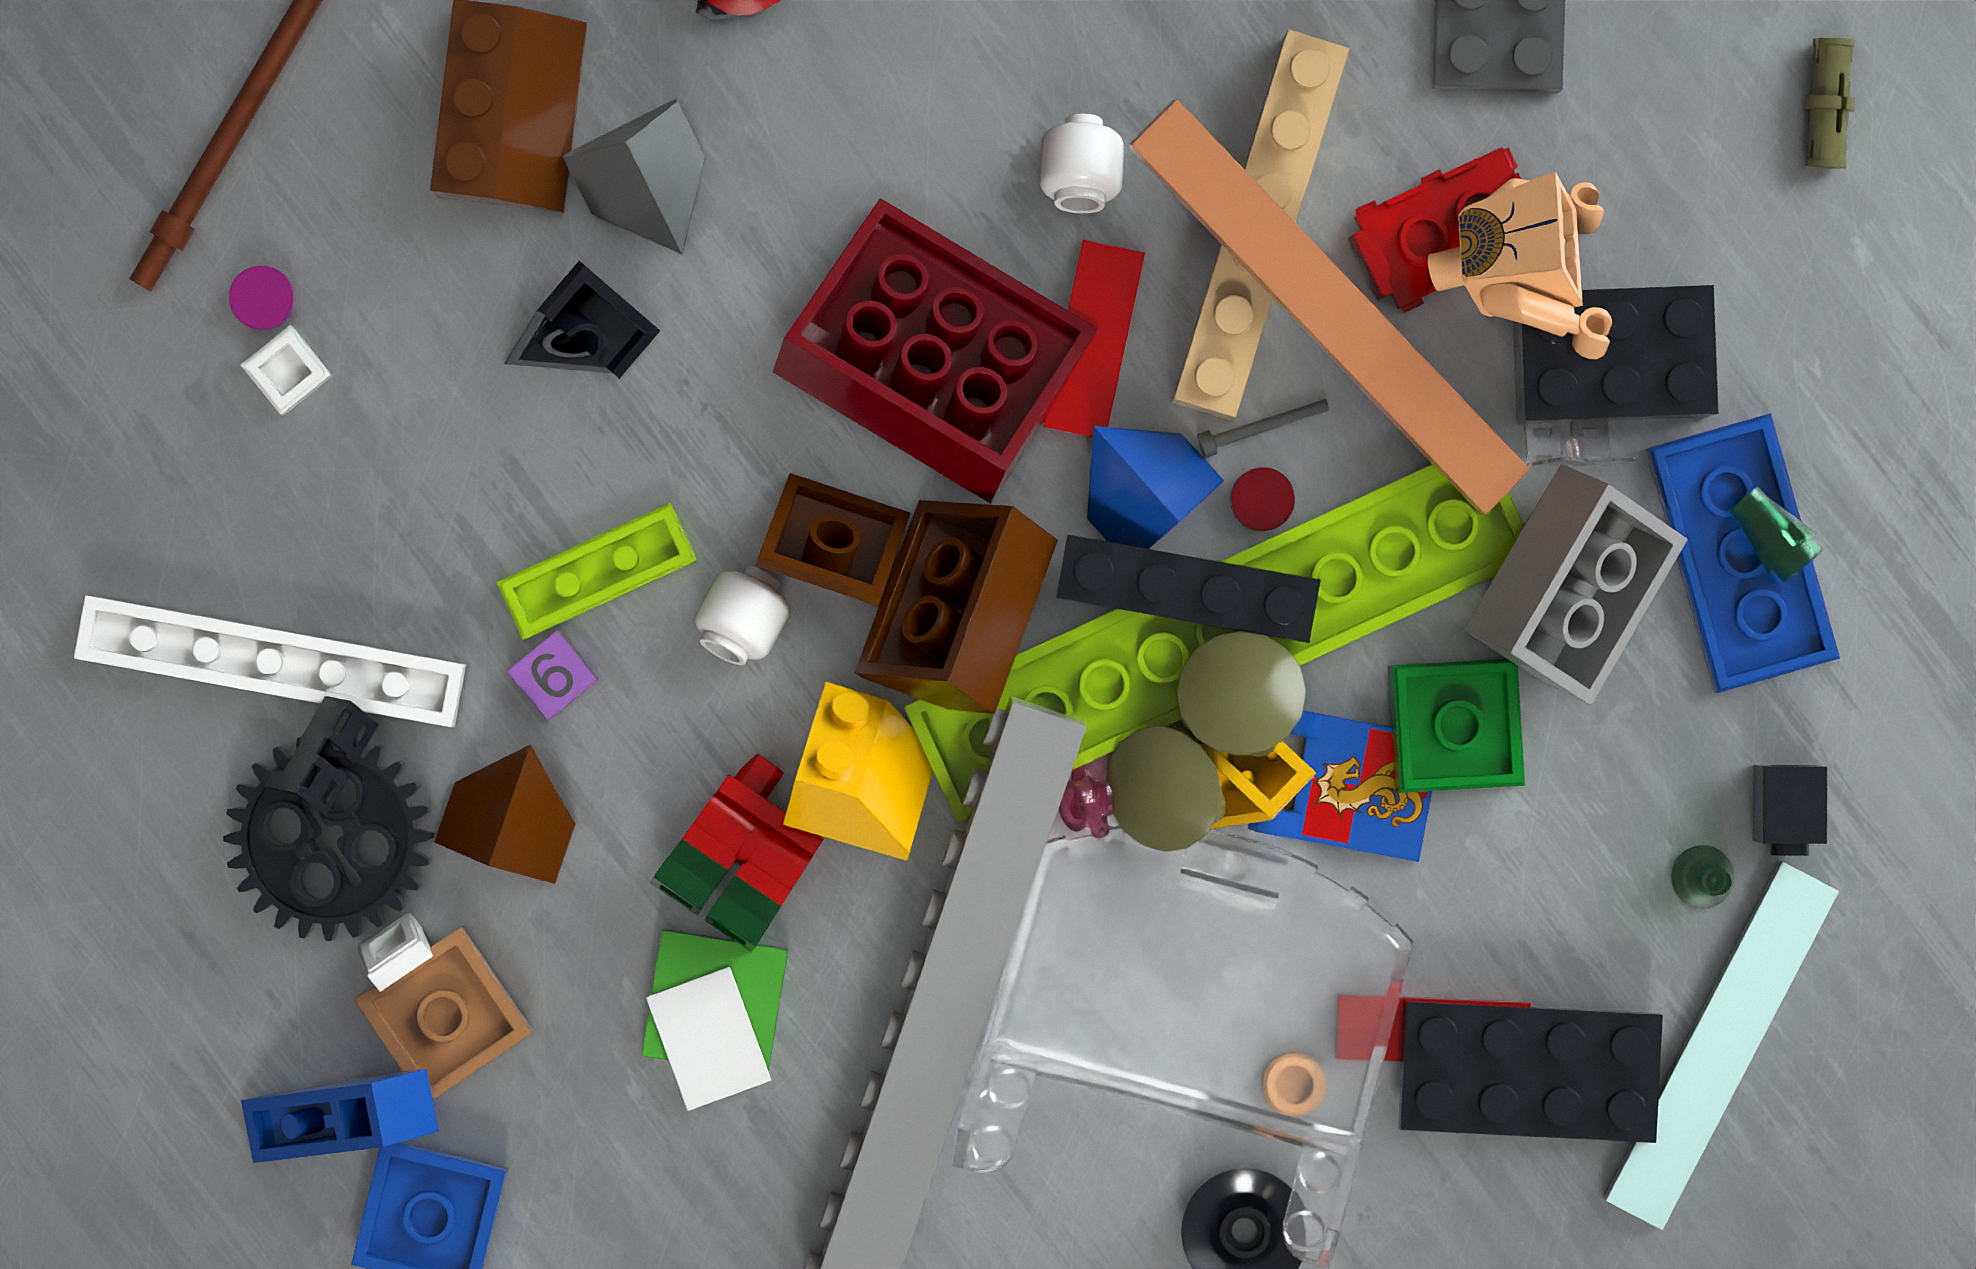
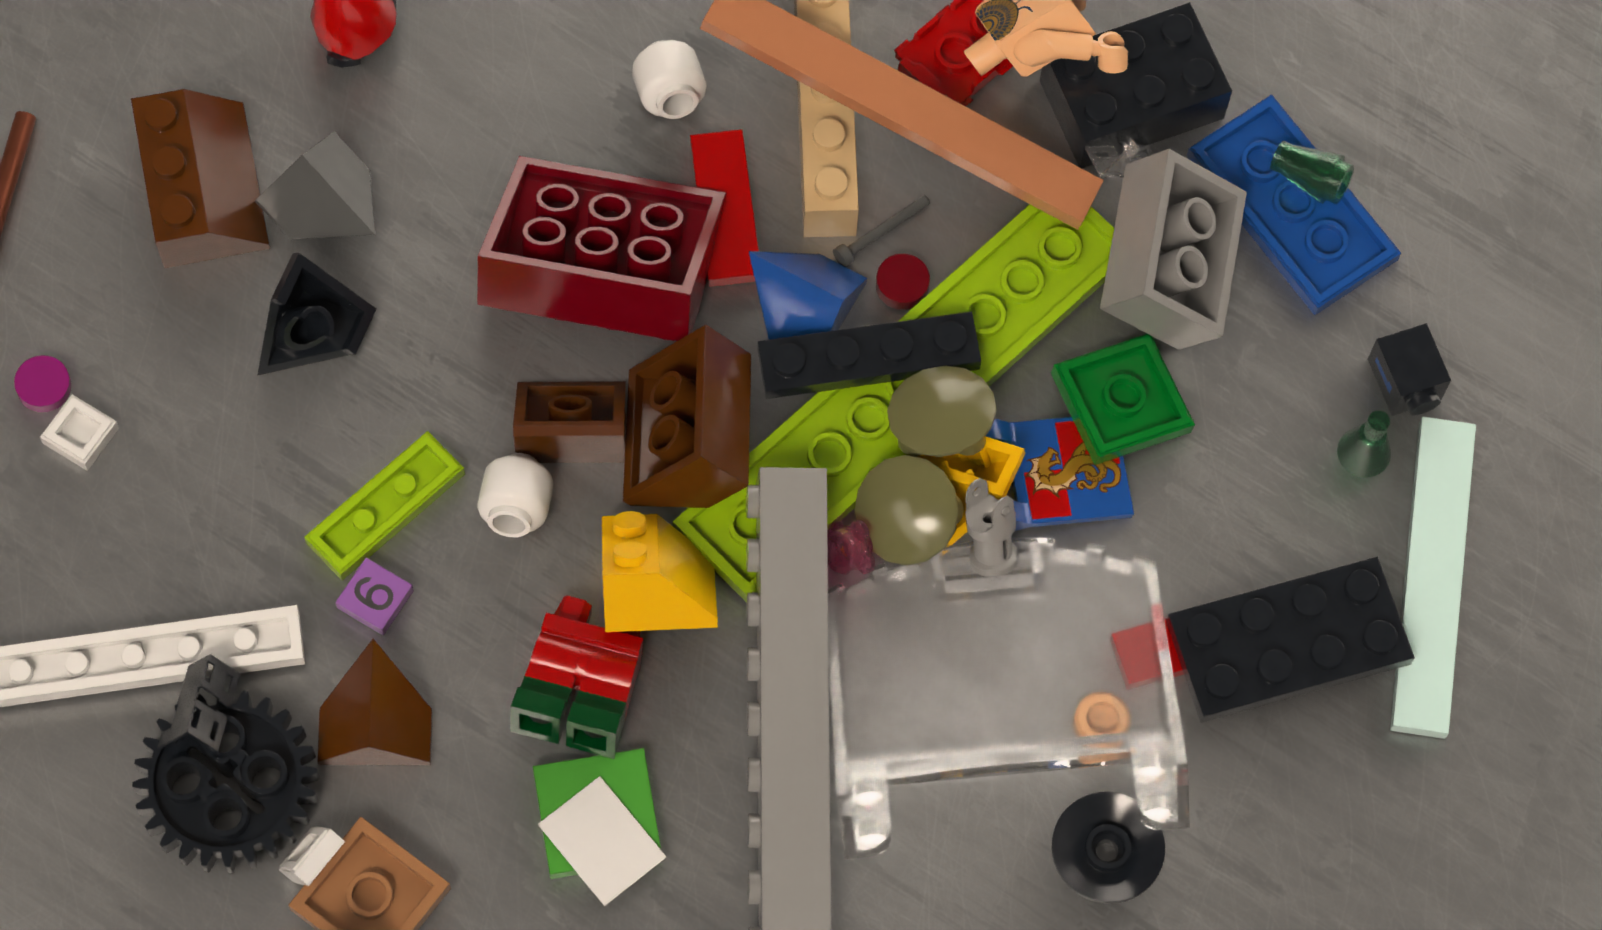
camera: 25 degrees left, 20 degrees down
(1245, 848) = (991, 527): none -> light grey piece

